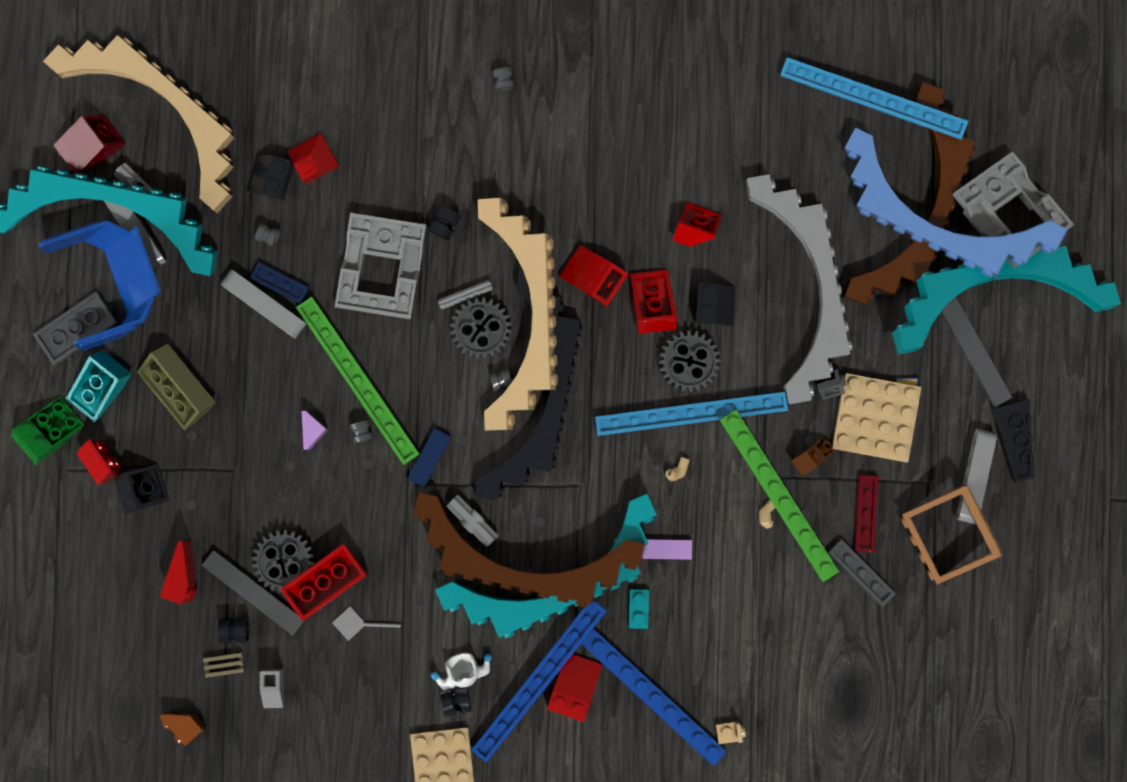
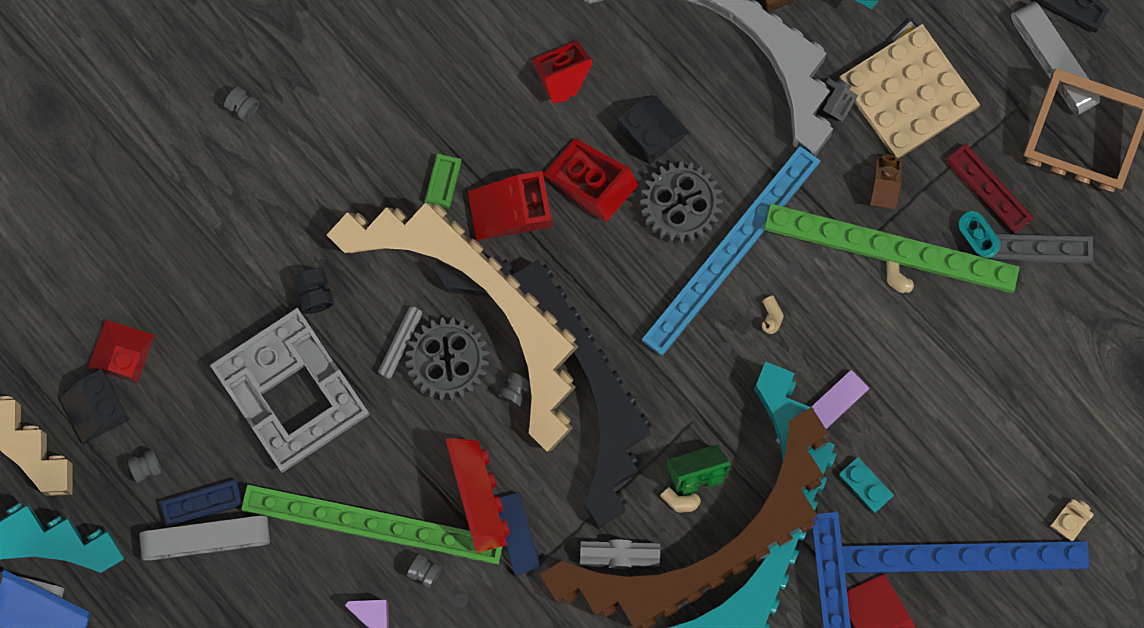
camera: 45 degrees left, 10 degrees down
(425, 417) = (477, 495): none -> red slope
(529, 523) = (681, 503): none -> tan arm
(555, 515) = (698, 469): none -> green slope
(572, 226) = (443, 180): none -> bright green tile
(834, 535) = (980, 235): none -> teal plate

